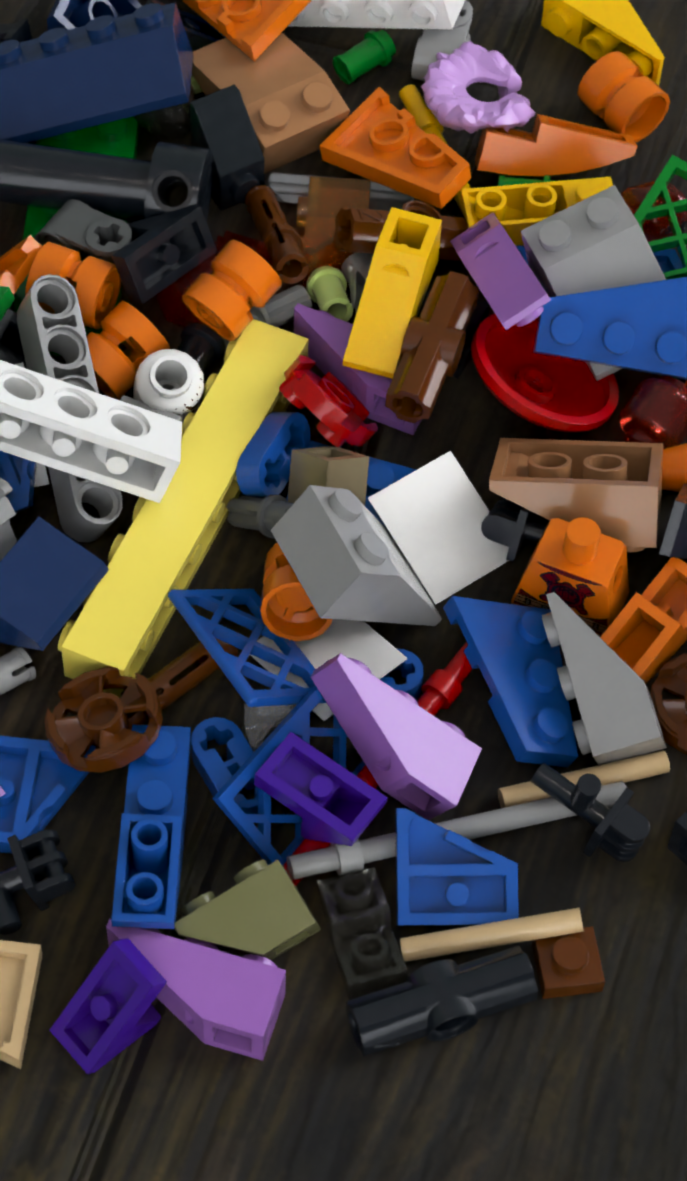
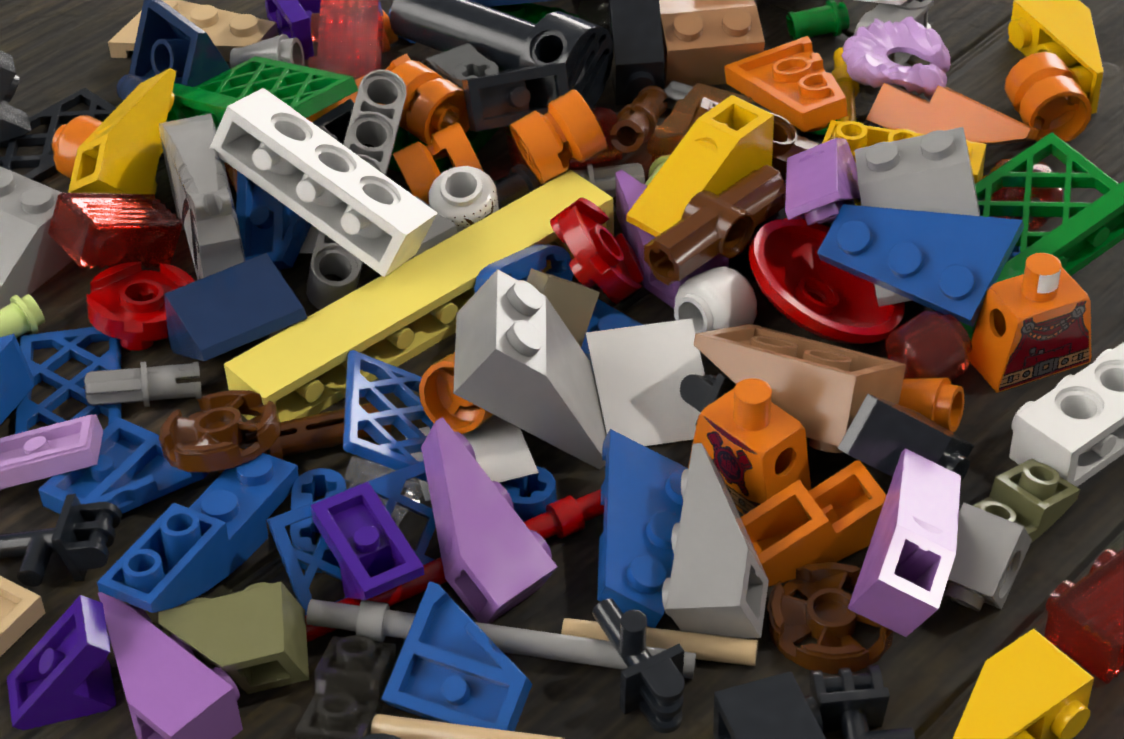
camera: 30 degrees right, 15 degrees down
(456, 424) = (716, 300): none -> white head

